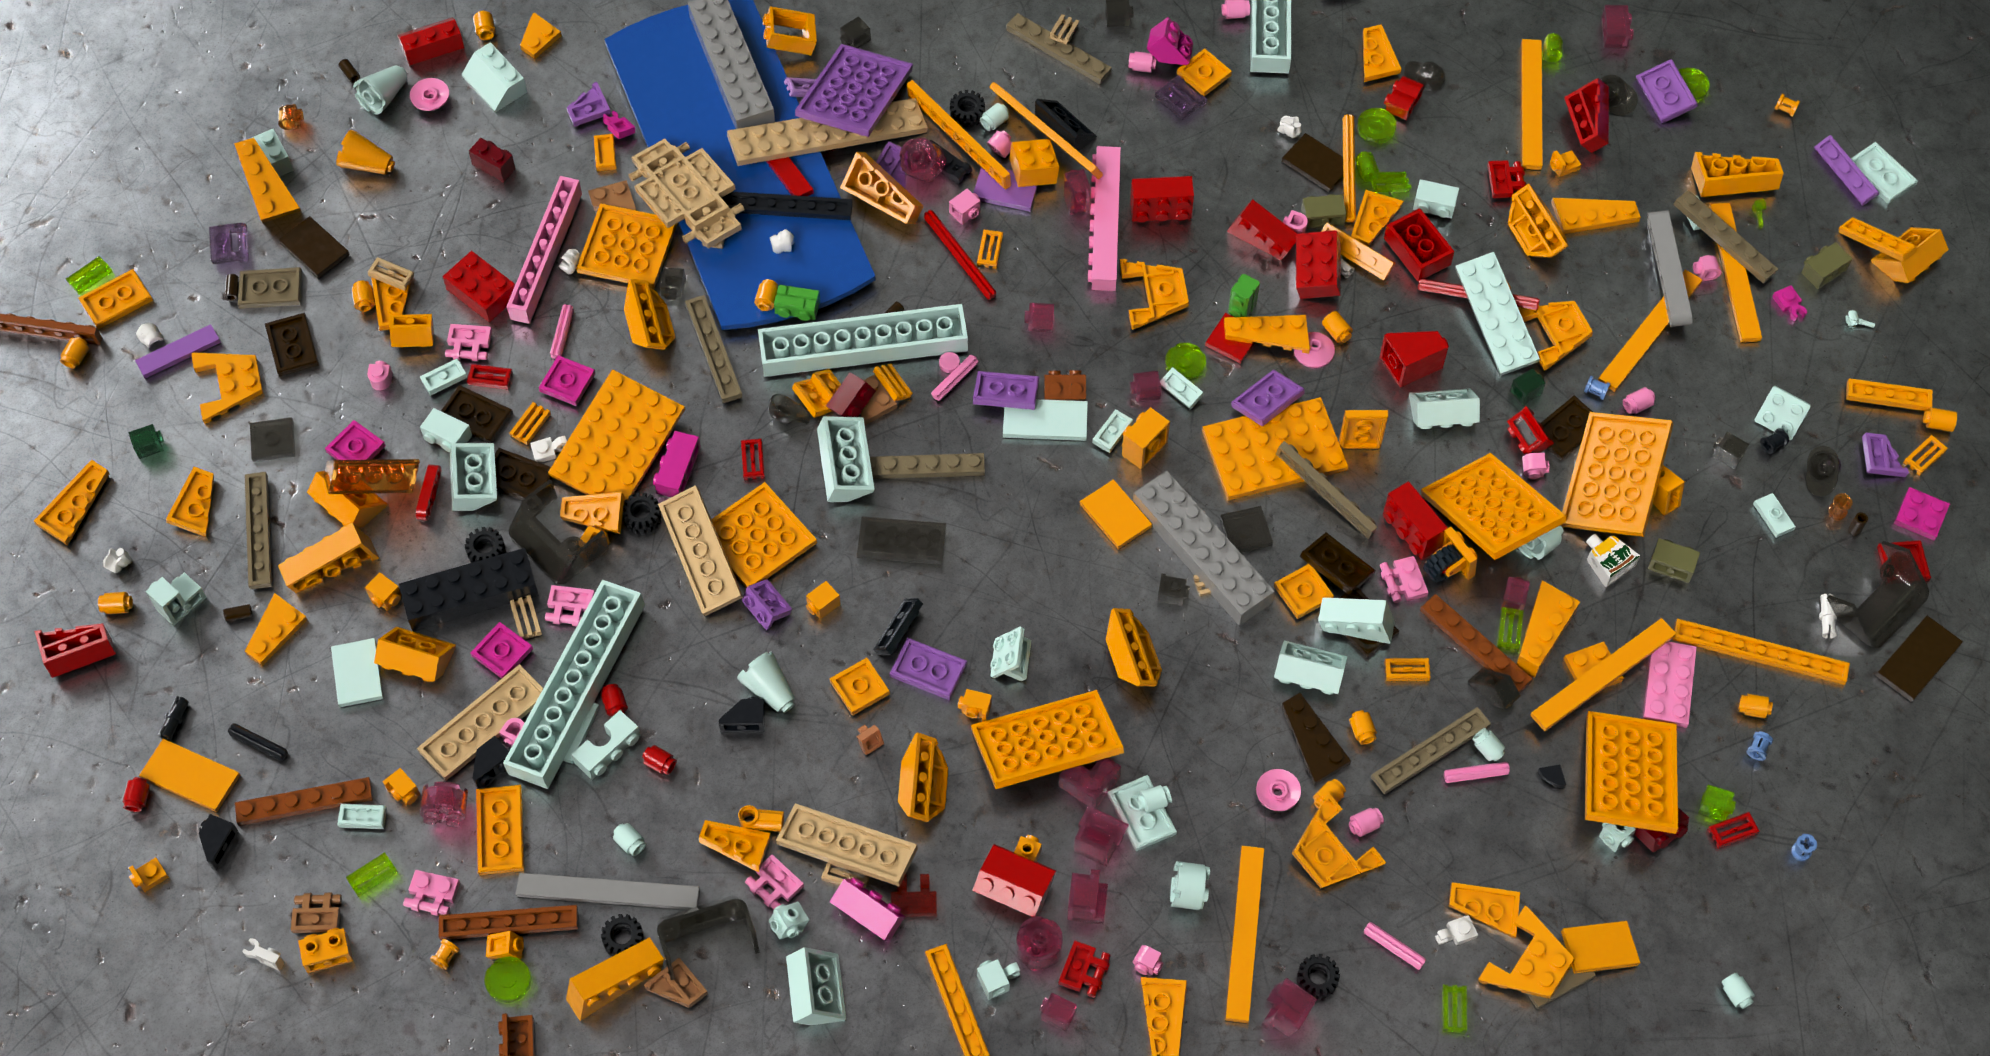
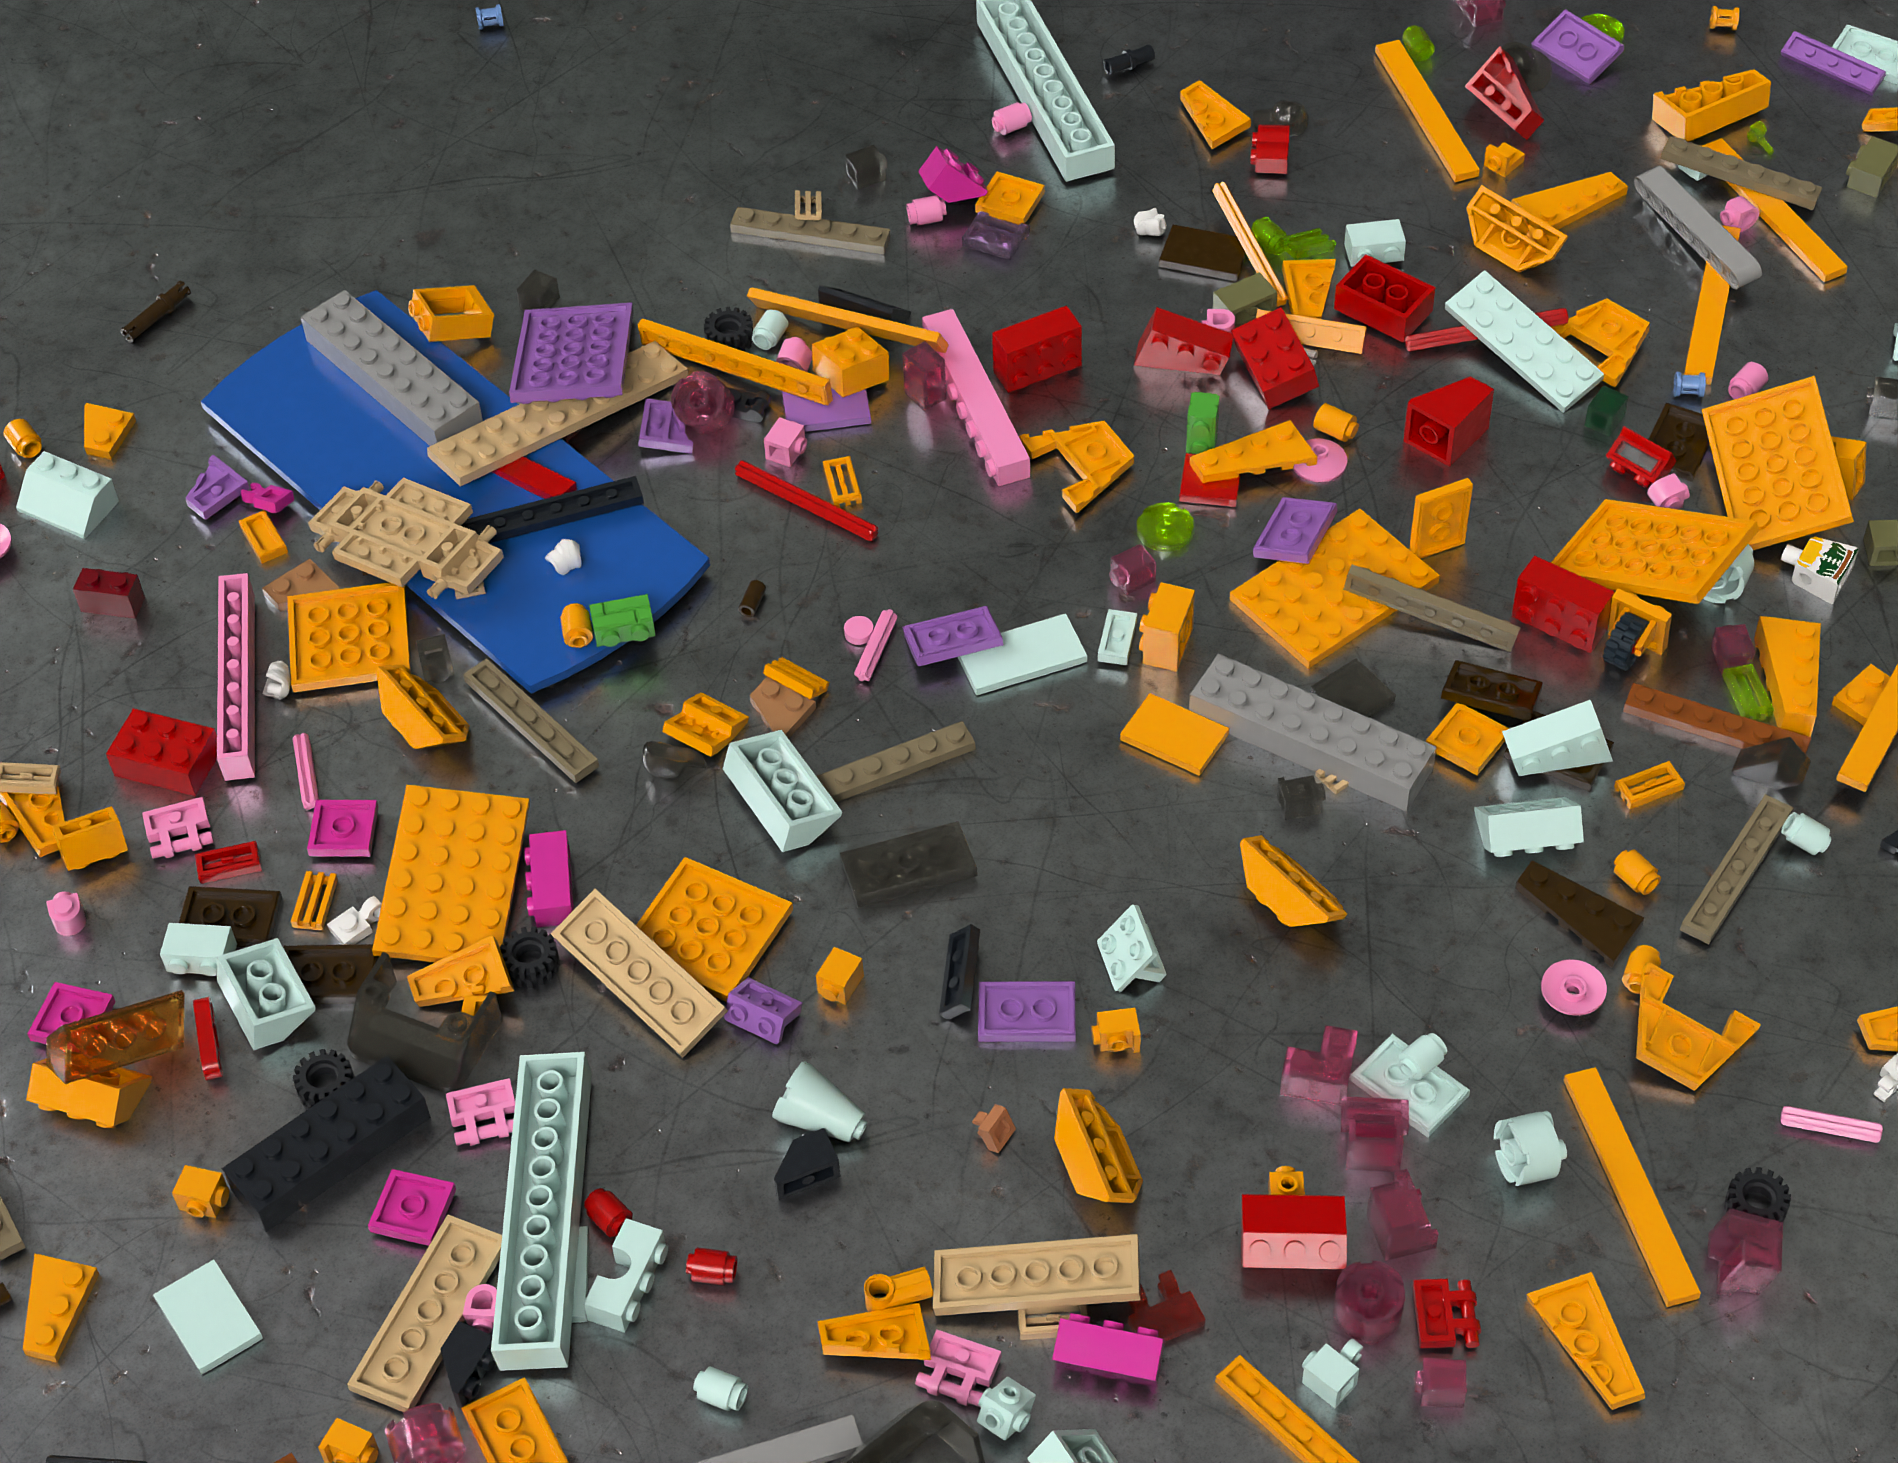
camera: 20 degrees left, 10 degrees down
(327, 558) = (96, 1176): light orange wedge -> none
(414, 654) = (284, 1259): light orange slope -> none
(443, 377) = (161, 883): light aqua plate -> none
(521, 602) = (411, 1134): tan tile -> none
(754, 473) = (660, 855): red tile -> none
(801, 86) = (495, 373): lavender tile -> none
(851, 397) = (752, 709): dark red brick -> none
(859, 686) = (945, 1066): light orange plate -> none
(863, 340) = (730, 639): light aqua brick -> none
(877, 187) = (660, 455): light orange wedge -> none
(1040, 317) = (952, 536): clear pink brick -> none
(1046, 739) = (1239, 1035): light orange plate -> none
(1064, 386) = (1026, 606): dark orange bracket -> none
(1148, 961) = (1525, 1268): bright pink plate -> none
(1181, 388) = (1180, 557): light aqua plate -> none
(1366, 821) = (1707, 984): bright pink brick -> none
(1376, 125) = (1255, 190): clear neon green tile -> none
(1409, 577) = (1588, 675): bright pink plate -> none
(1445, 408) = (1521, 468): light aqua slope -> none
(1476, 772) = (1807, 873): bright pink axle -> none
(1500, 178) = (1440, 198): red plate -> none
(1789, 300) = (1853, 219): dark pink plate -> none

